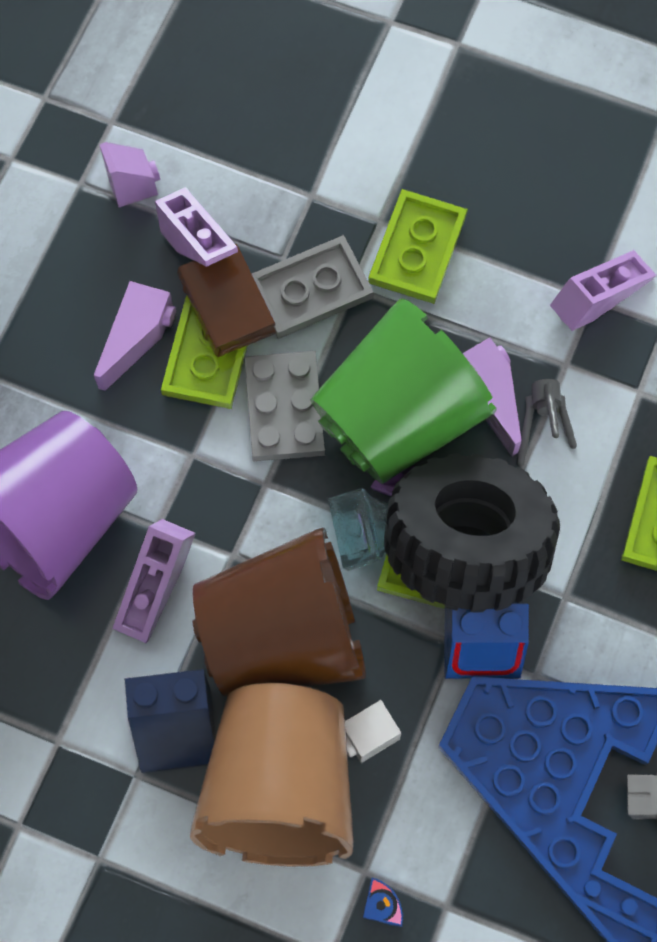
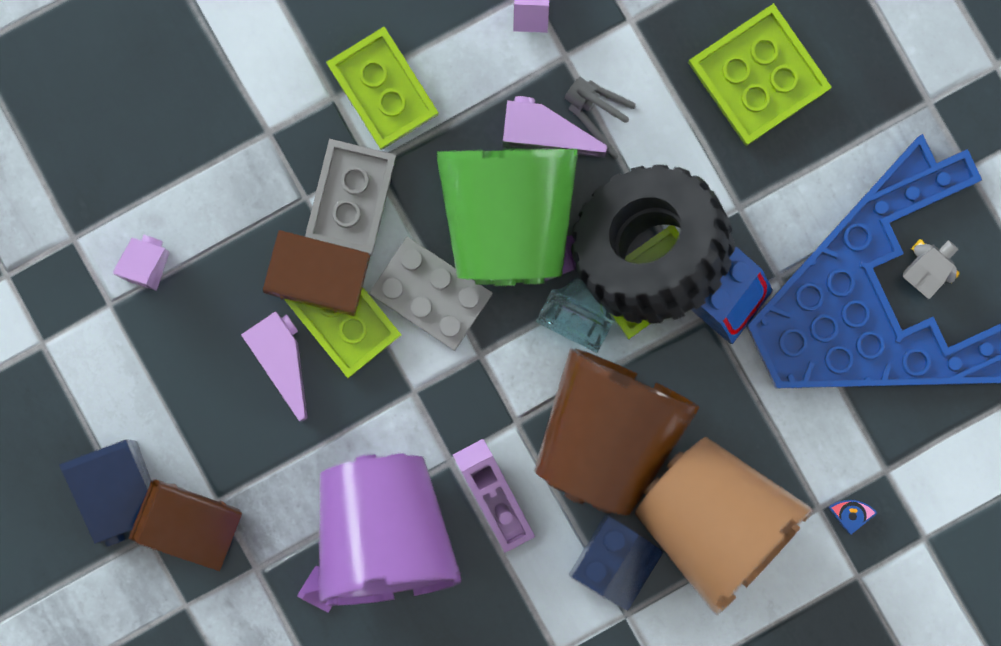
camera: 55 degrees left, 15 degrees up
(192, 229) = (241, 254): lavender slope -> none
(370, 732) = (730, 427): white brick -> none

